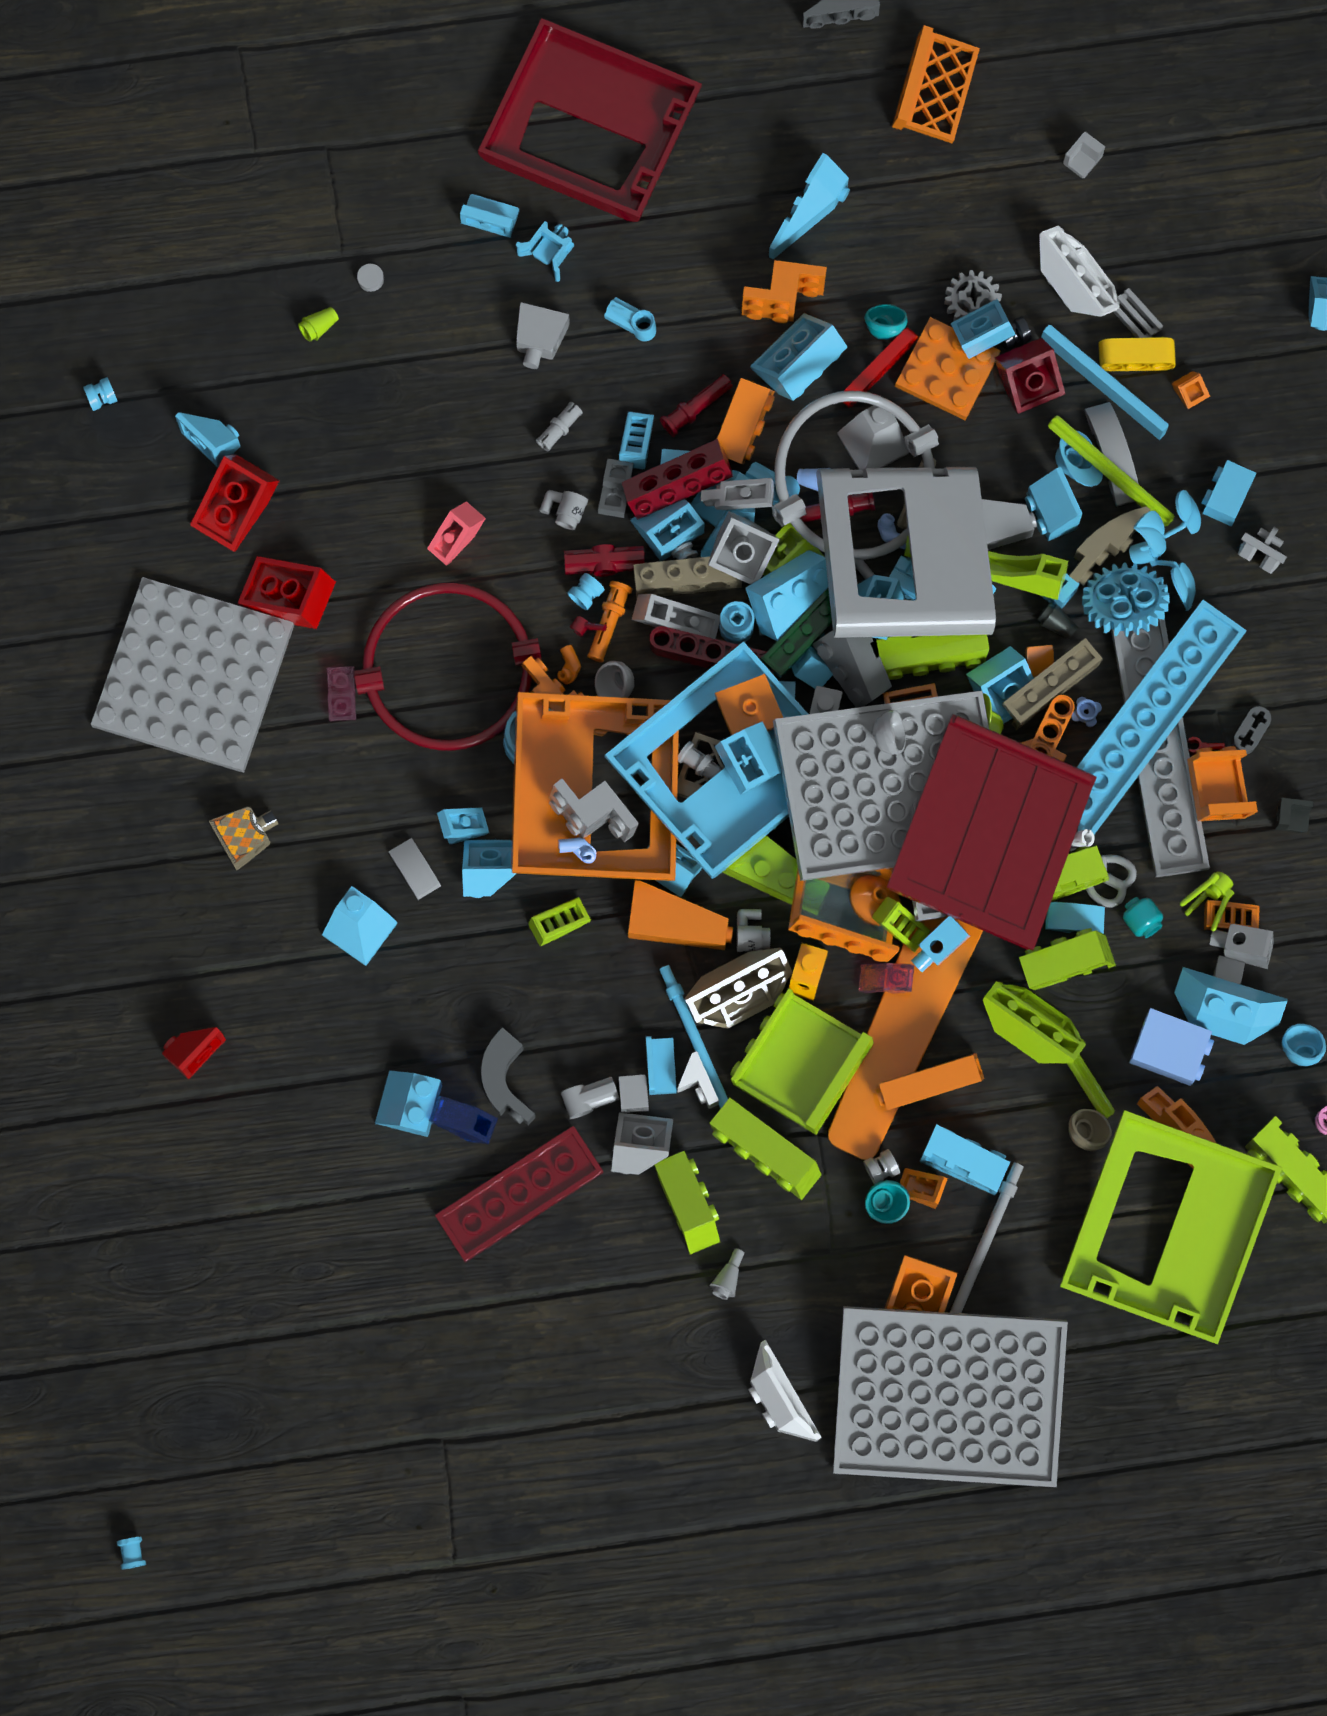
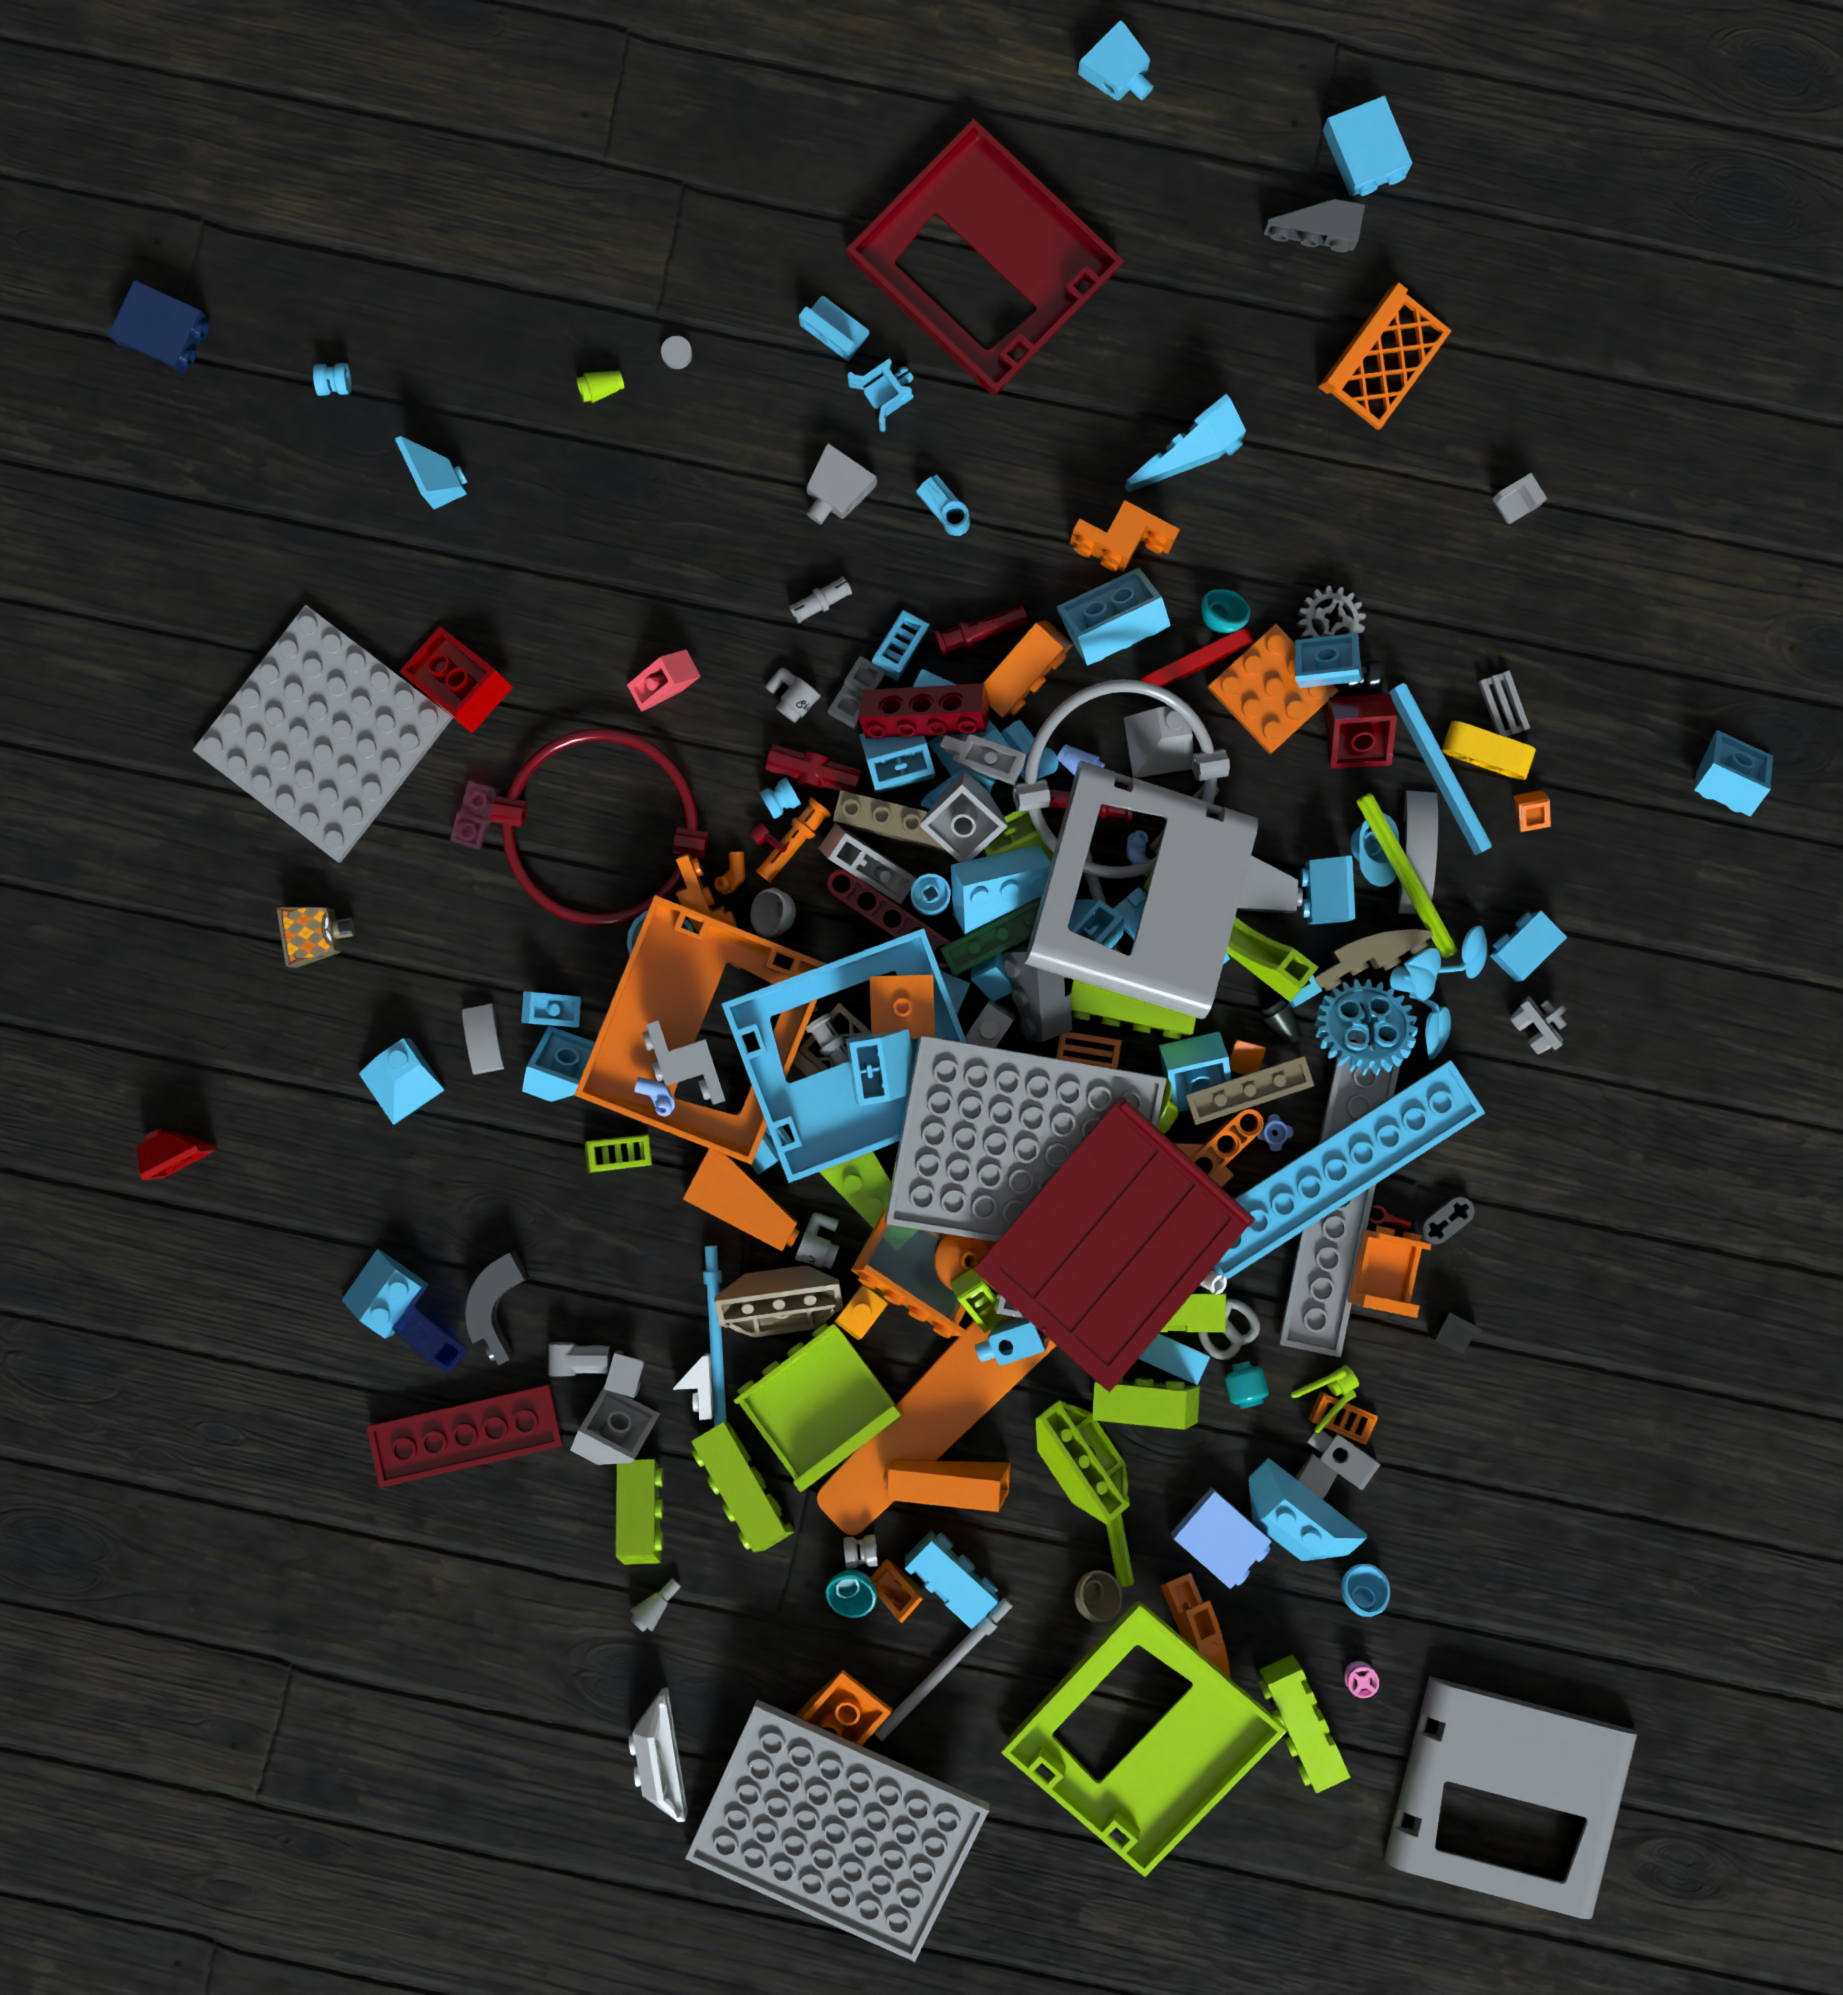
camera: 25 degrees right, 10 degrees up
(234, 501) = (435, 554): red slope -> none
(661, 1066) = (666, 1352): medium azure panel -> none
(684, 552) = (903, 794): light grey bush -> none
(886, 978) = (942, 1351): clear pink slope -> none
(889, 732) = (1043, 1097): light grey piece -> none
(1075, 274) = (1456, 636): white wedge -> none

